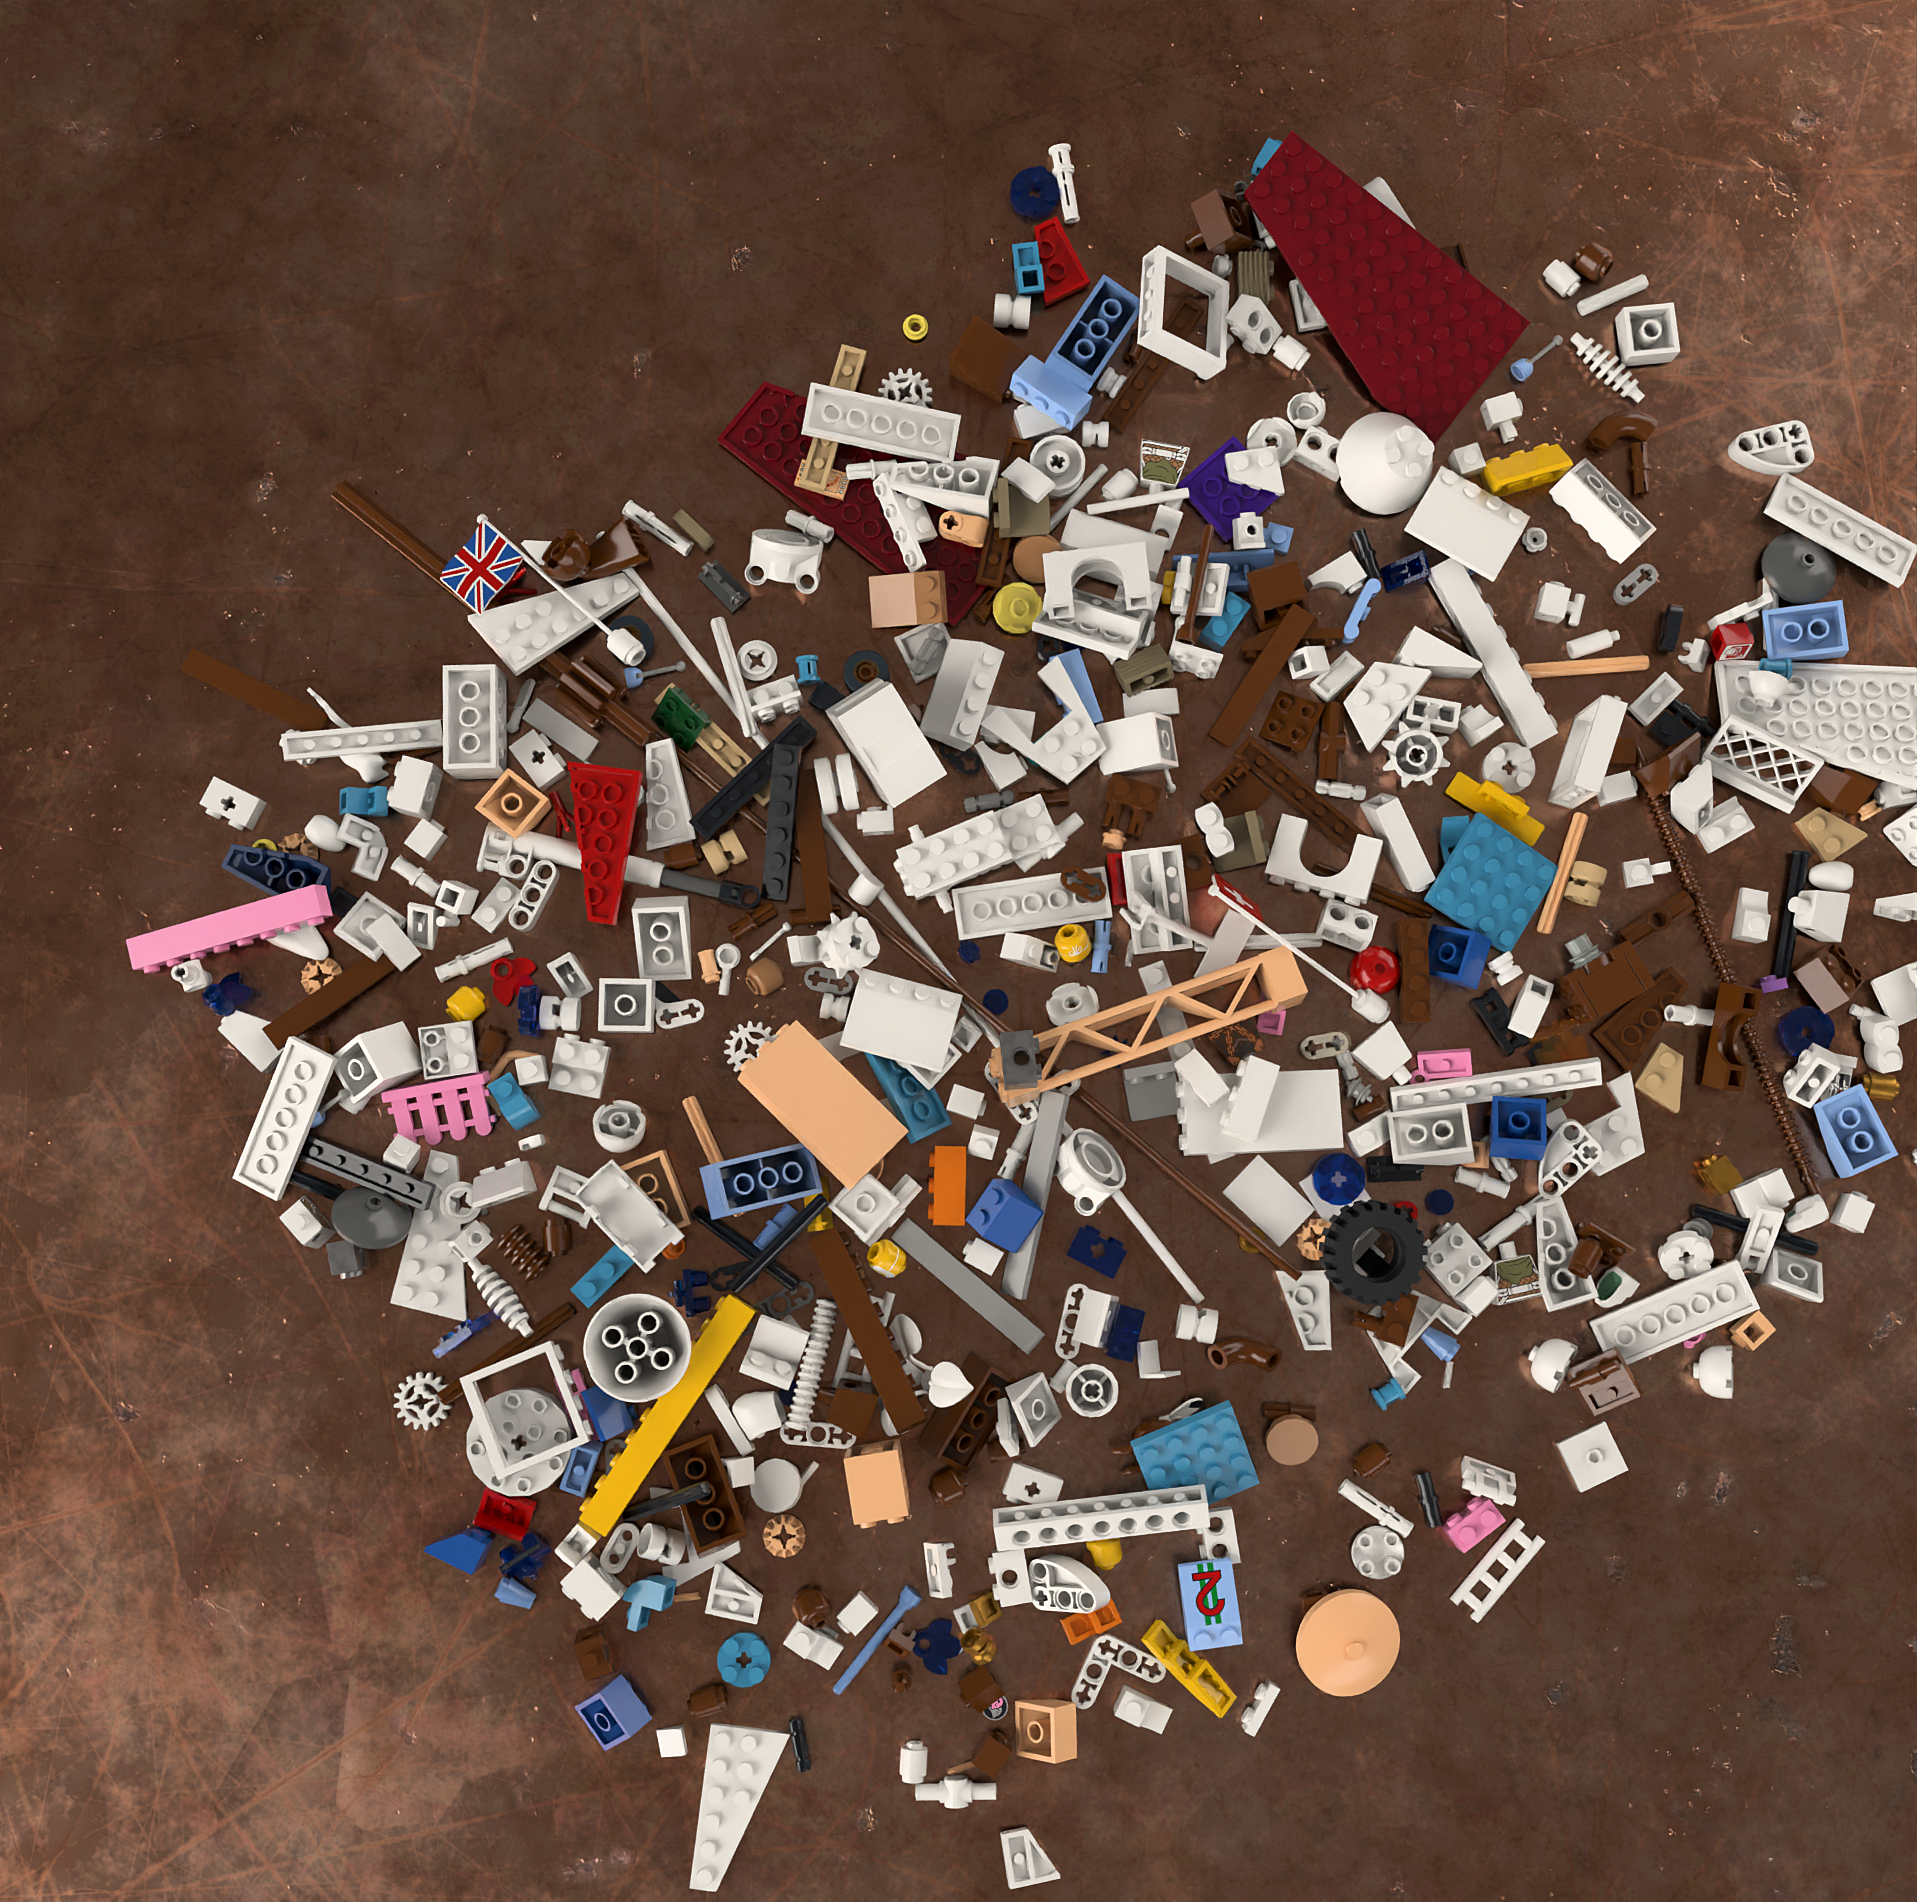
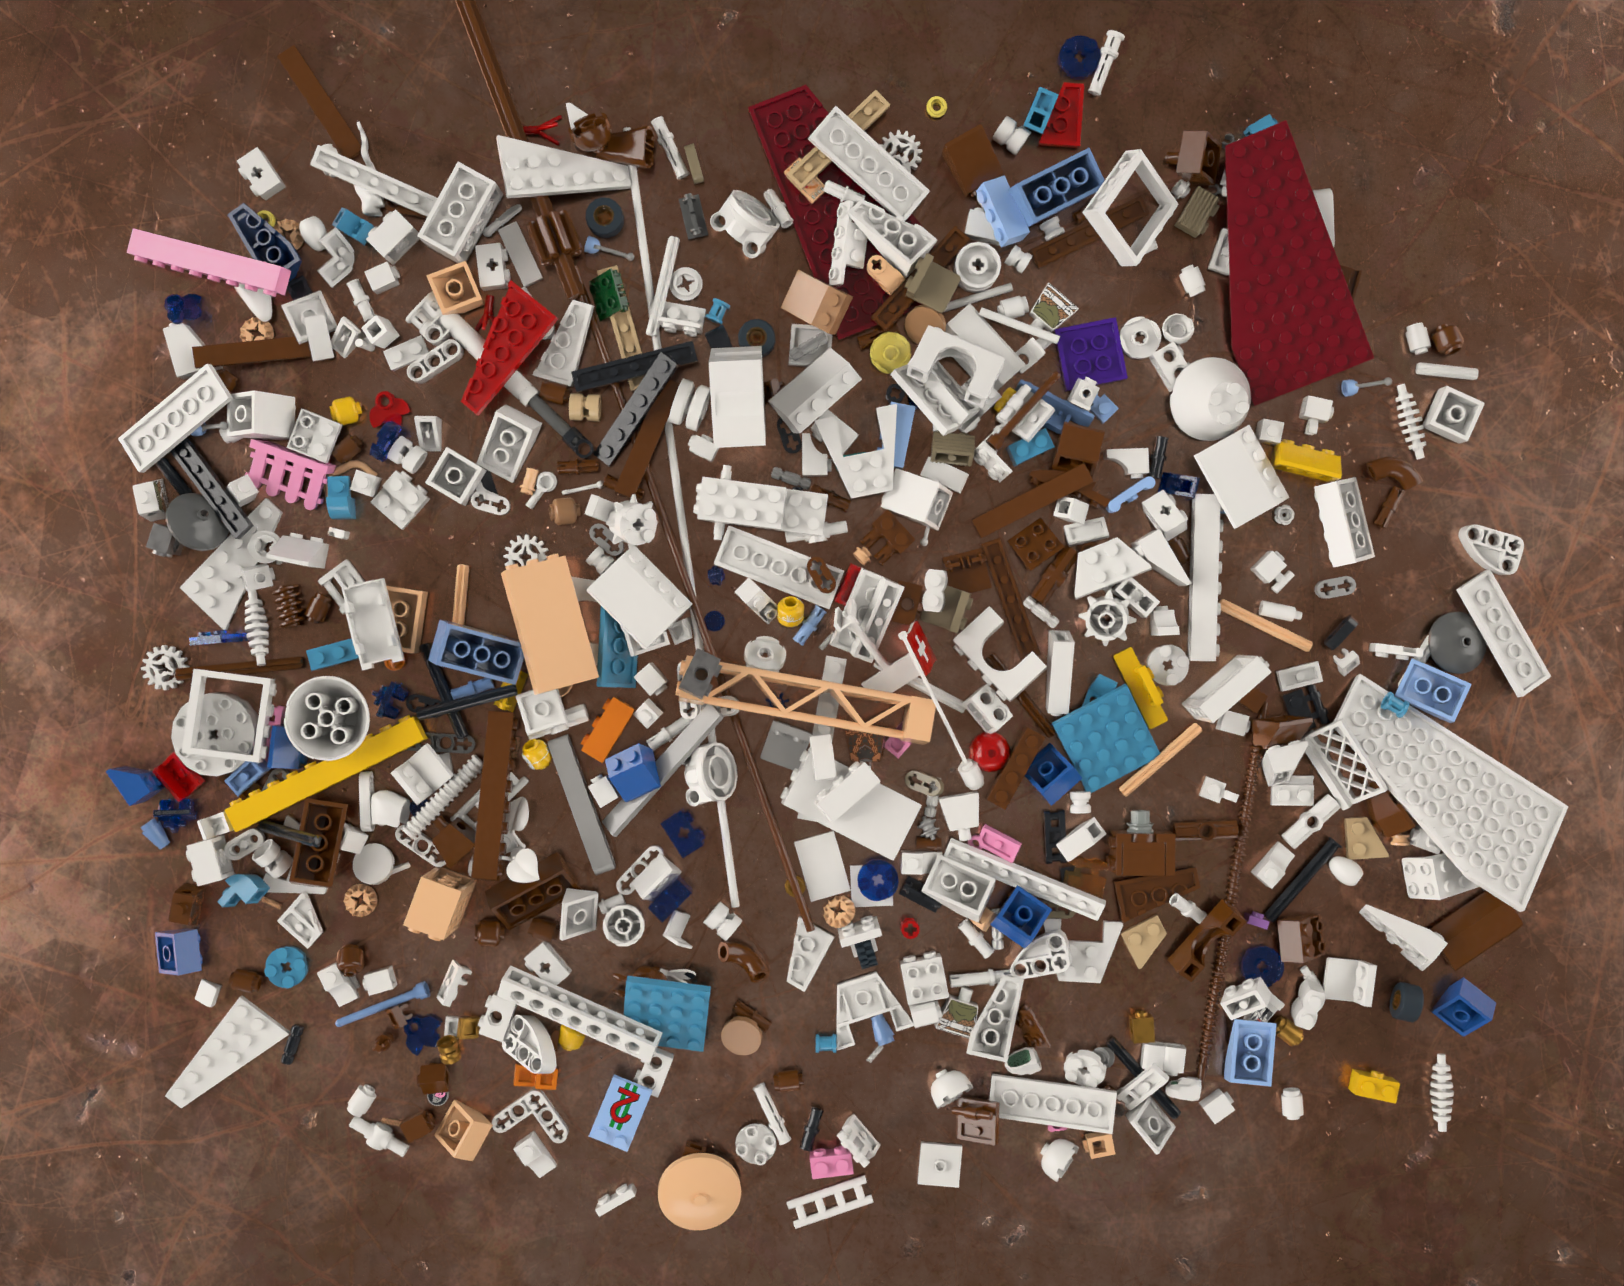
camera: 30 degrees right, 5 degrees up
(191, 975) = (163, 281): white pin -> none
(465, 963) = (361, 381): white pin -> none
(489, 564) = (532, 106): flag -> none
(619, 1126) = (403, 557): white cylinder -> none
(865, 888) = (668, 490): white brick -> none
(1007, 1427) = (551, 917): white plate -> none
(1025, 1859) = (400, 1207): white wing -> none
(1028, 480) = (949, 266): white slope -> none
(1188, 1669) = (582, 1146): yellow slope -> none
(1253, 324) = (1176, 245): white brick -> none
(1256, 468) = (1117, 351): white wing -> none
(1392, 1322) = (860, 995): reddish brown brick -> none
(1405, 1262) = (871, 971): black tyre -> none
(1408, 609) = (1165, 515): none -> white brick
(1440, 1202) = (939, 935): clear blue plate -> none
(1585, 883) = (1171, 776): tan wheel -> none
(1585, 1258) = (1013, 1032): reddish brown brick -> none
(1731, 641) = (1377, 667): red brick -> none
(1766, 829) = (1320, 811): none -> white piece
(1768, 687) = (1380, 715): white piece -> none
(1820, 914) = (1321, 891): white torso -> none

